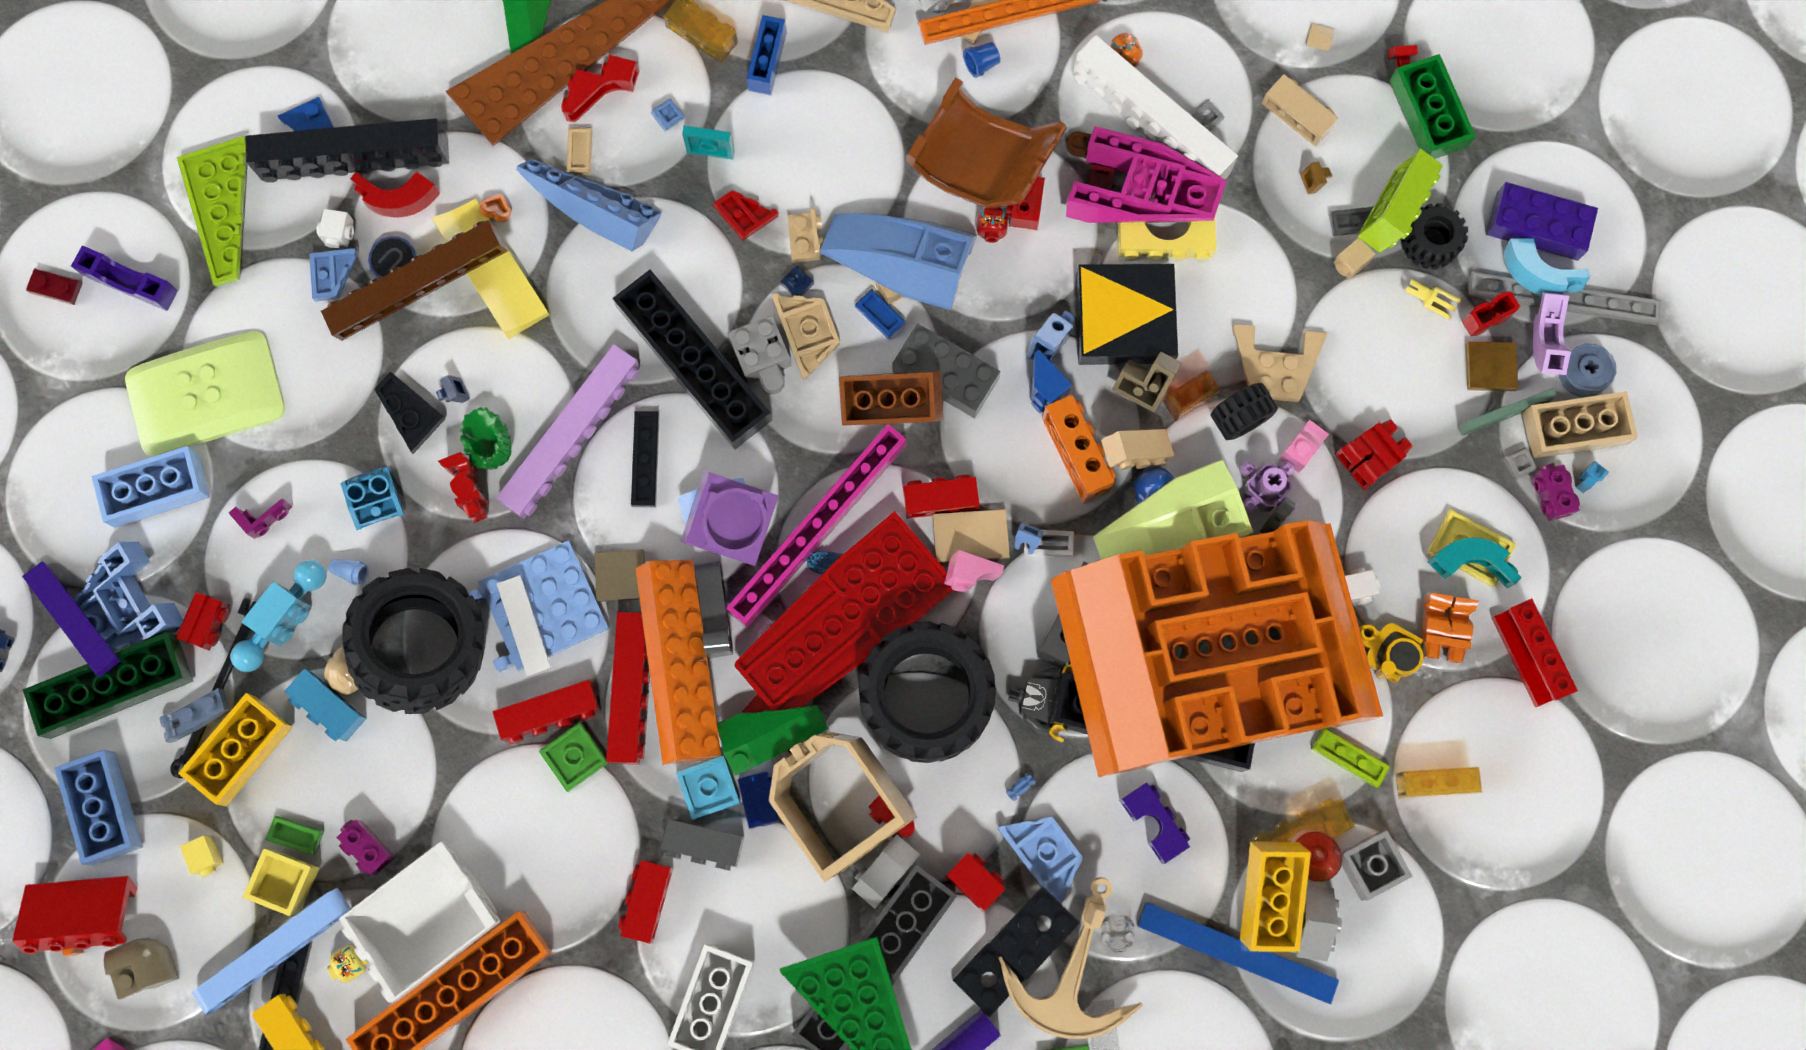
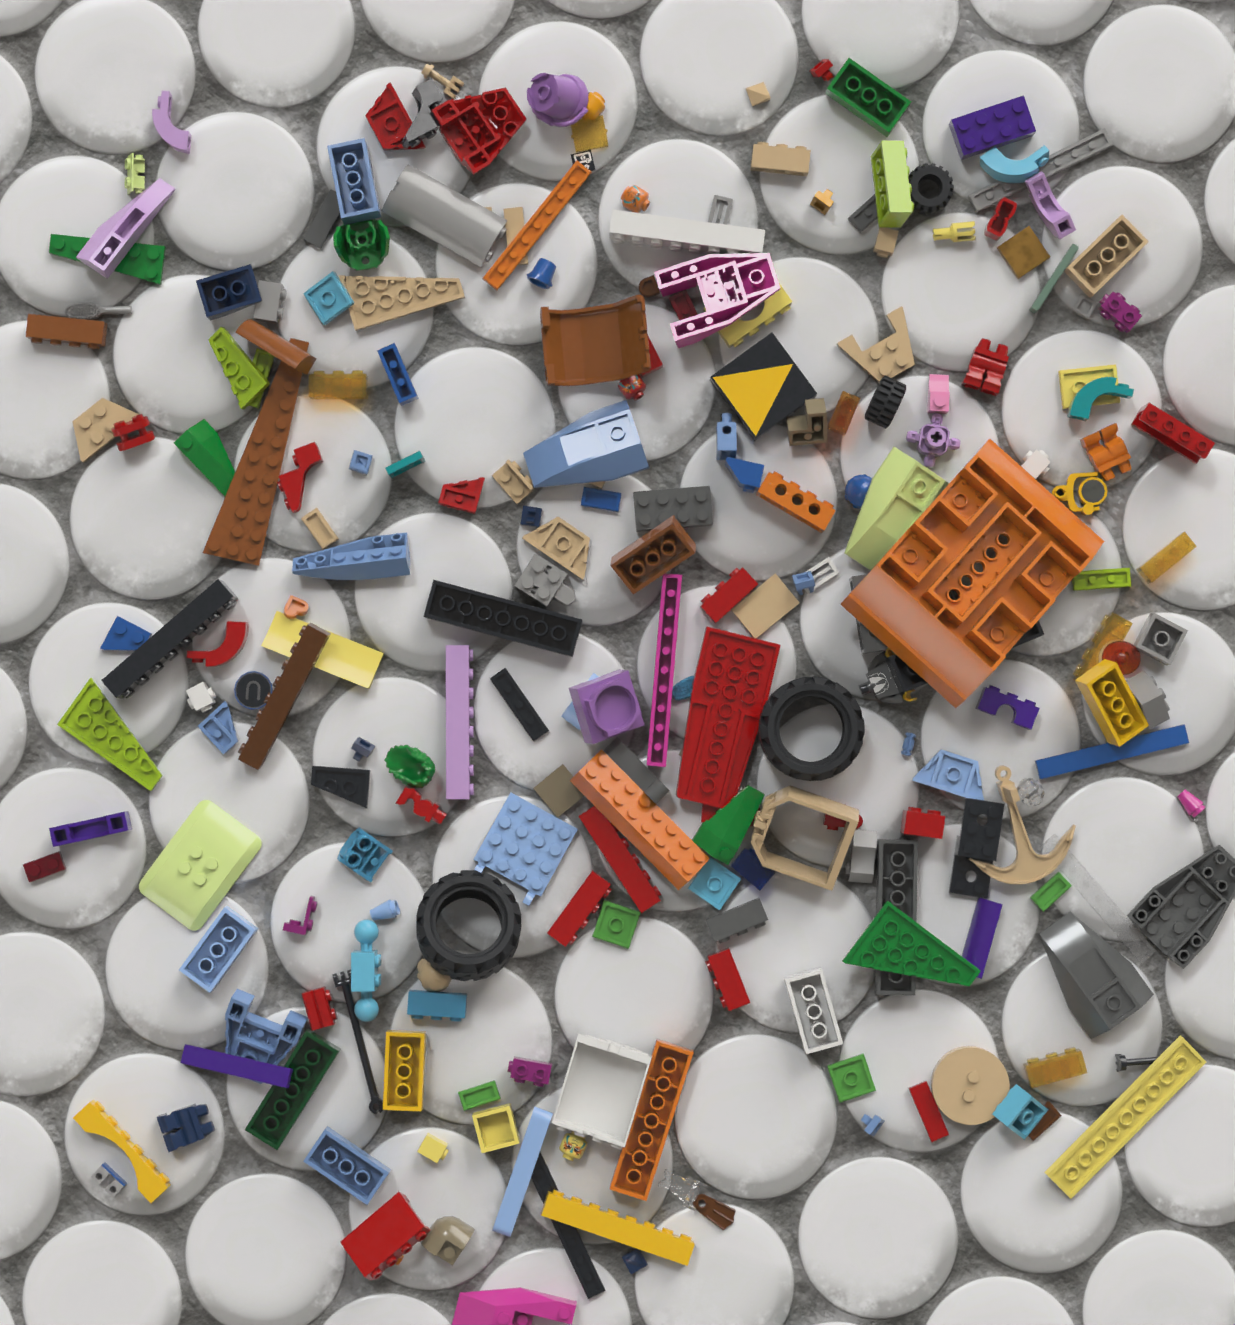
camera: 30 degrees left, 10 degrees up
(194, 715) = (360, 1068): sand blue plate -> none
(524, 626) = (525, 866): white tile -> none
(967, 568) = (780, 631): bright pink arch -> none
(1137, 448) = (835, 476): tan brick -> none
(1278, 516) = (953, 456): dark grey piece -> none
(1589, 370) = (1084, 202): sand blue wheel -> none
(1590, 476) = (1135, 285): dark azure plate -> none

